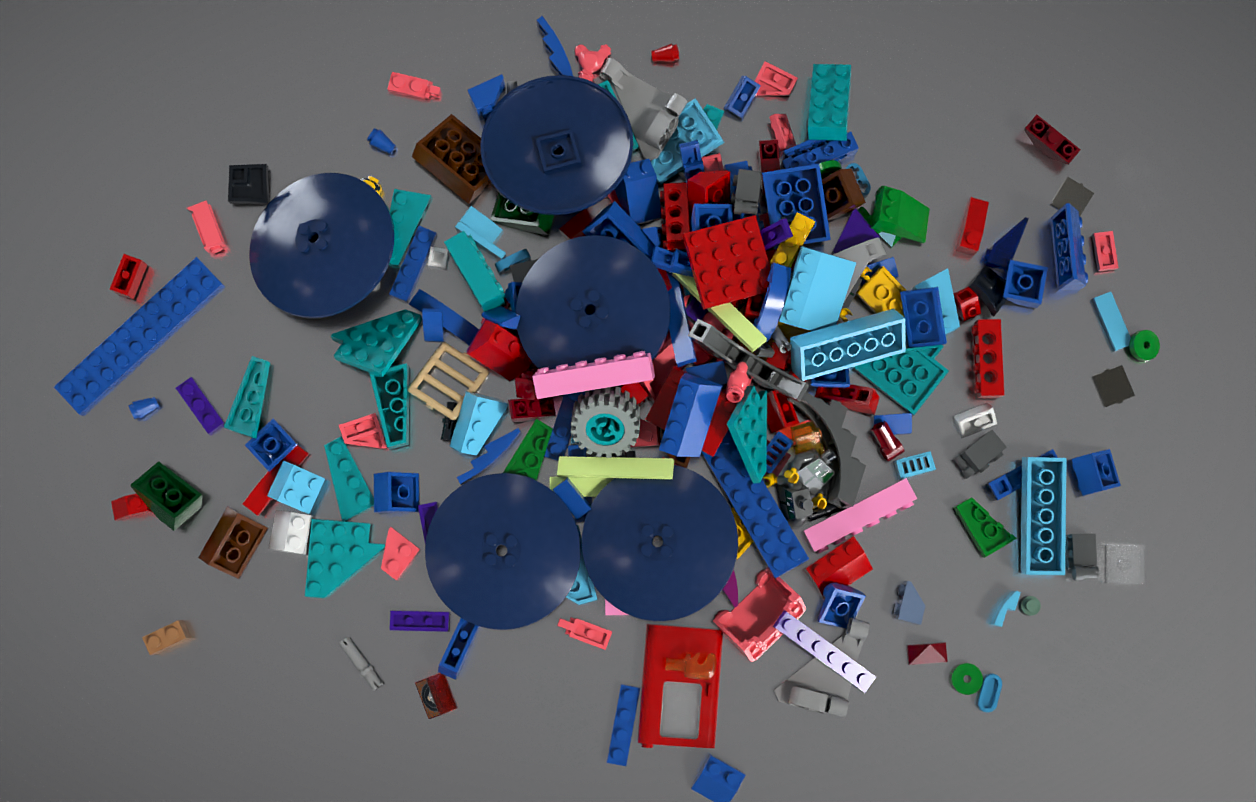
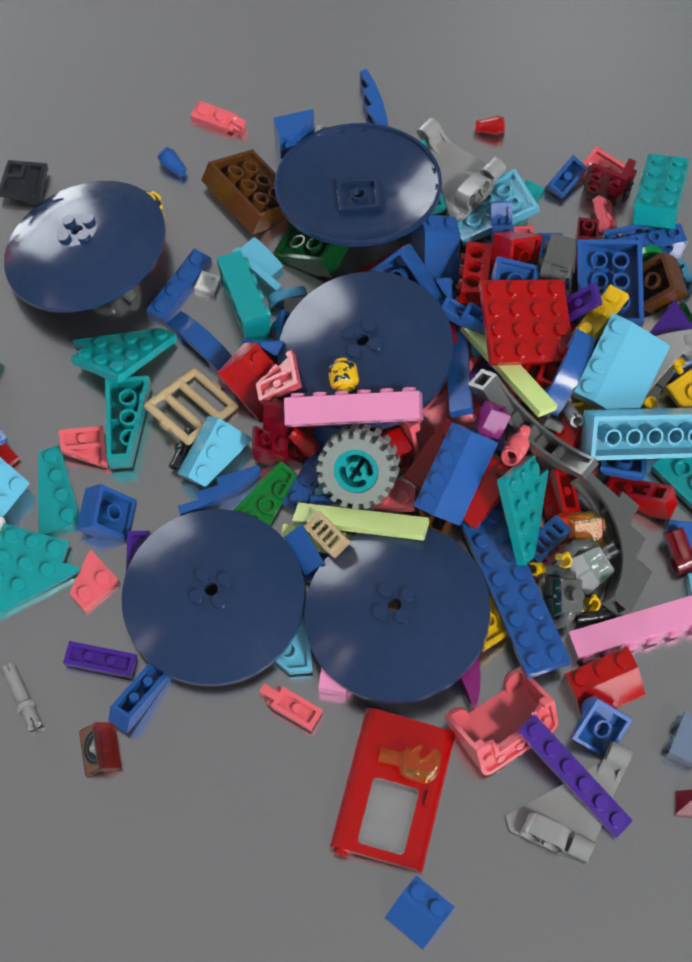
camera: 15 degrees right, 15 degrees down
(406, 212) = (181, 237): teal wing -> none
(433, 325) = (186, 344): blue slope -> none
(524, 354) = (279, 380): none -> coral wing
(557, 403) = (304, 442): none -> red cone
(579, 347) = (343, 375): none -> yellow head
(591, 60) = (409, 119): coral animal -> none
(593, 479) = (339, 545): none -> tan slope
(623, 725) = (316, 825): blue plate -> none
(713, 364) = (492, 420): none -> magenta brick
(782, 100) = (610, 183): none -> dark red bracket

